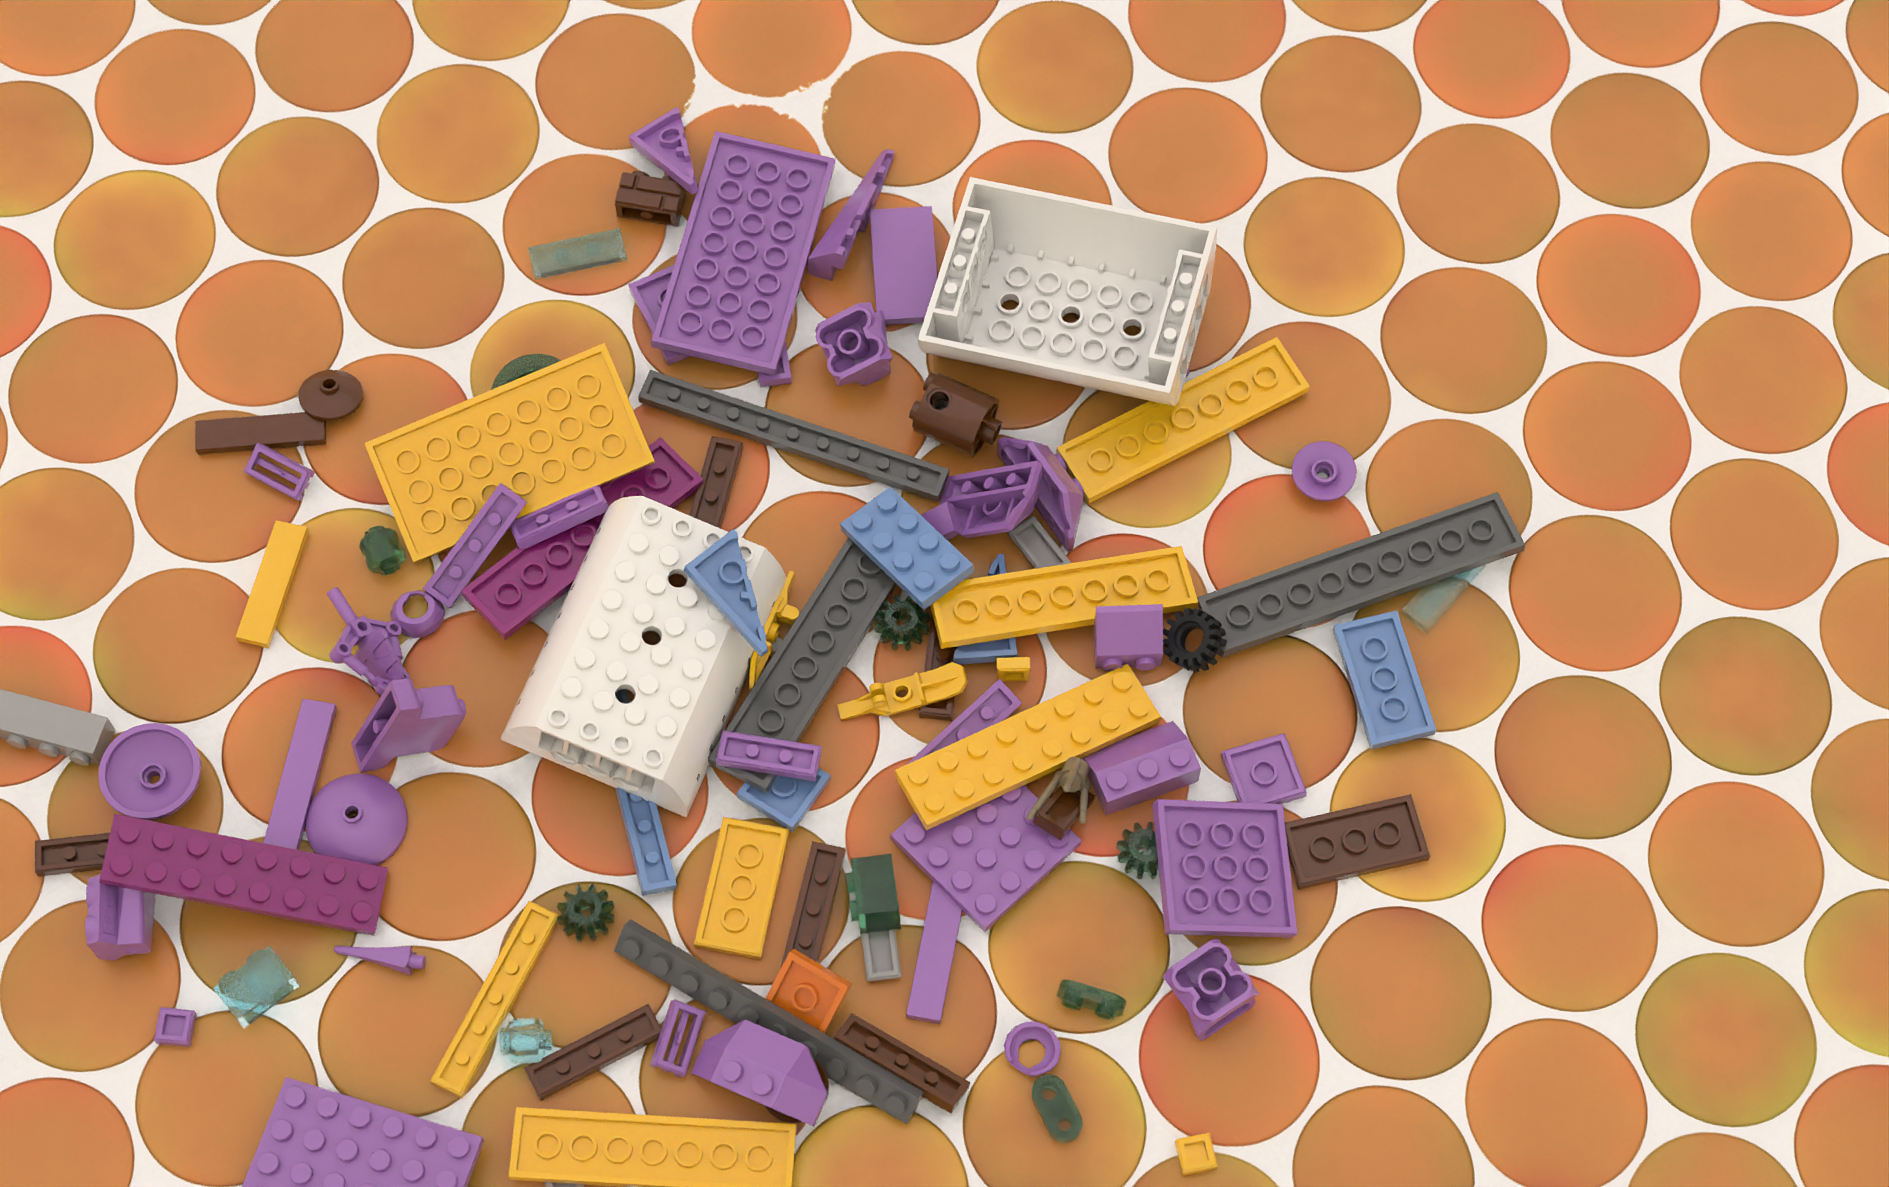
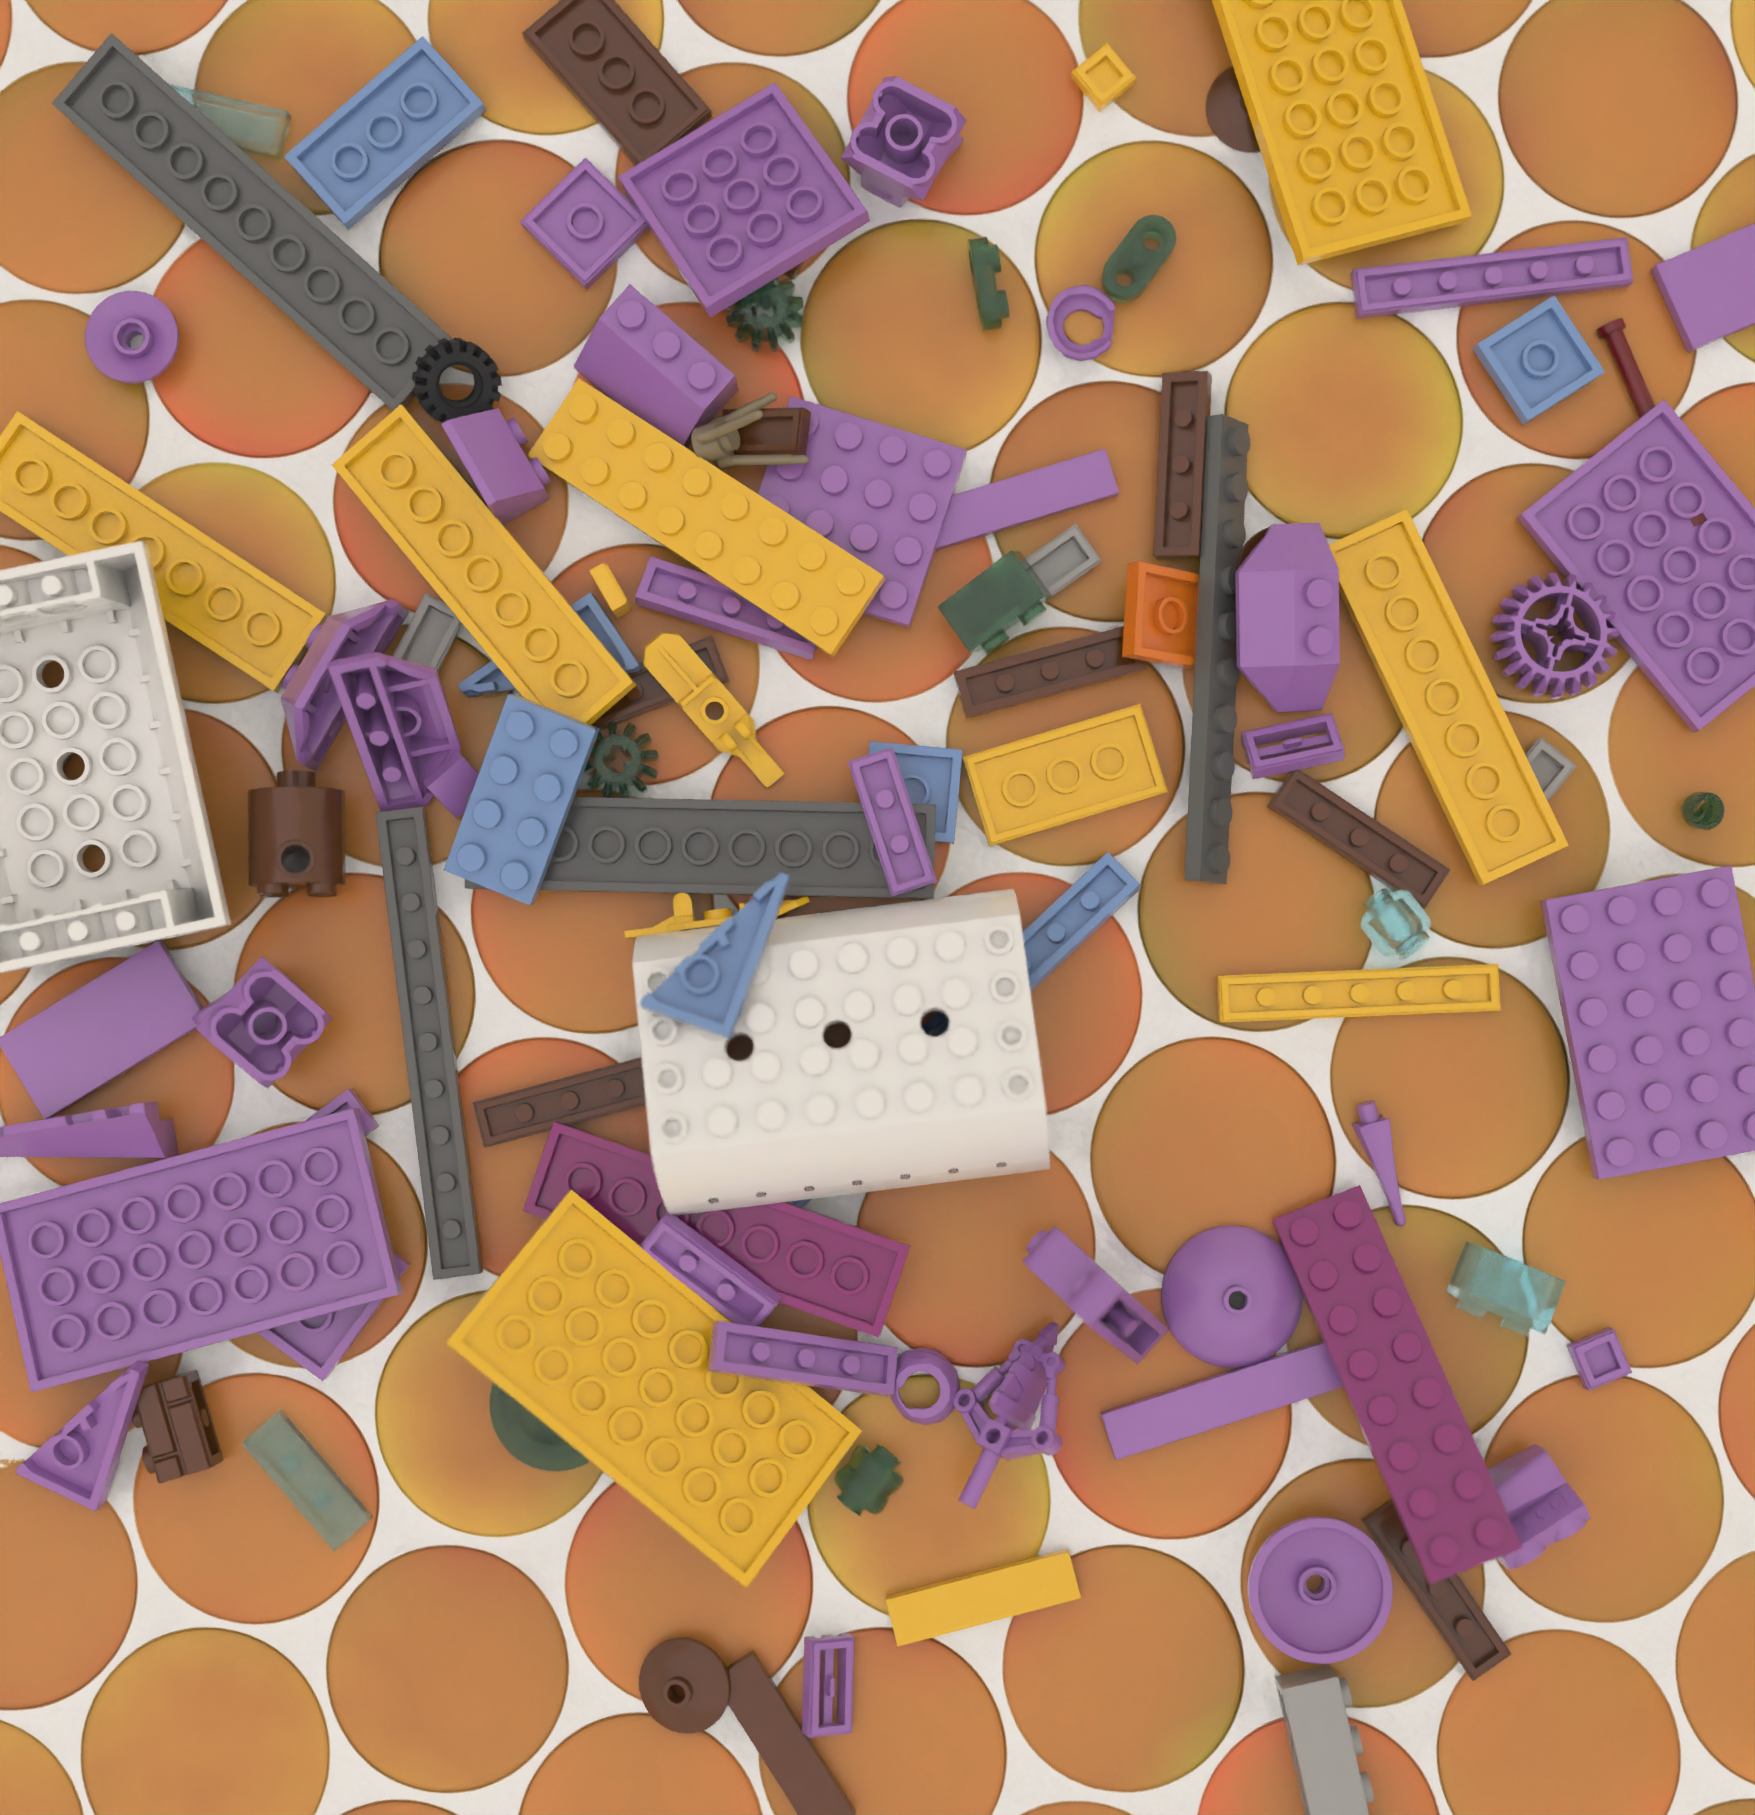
camera: 120 degrees left, 20 degrees up
(573, 917) = (1217, 942): clear green gear -> none

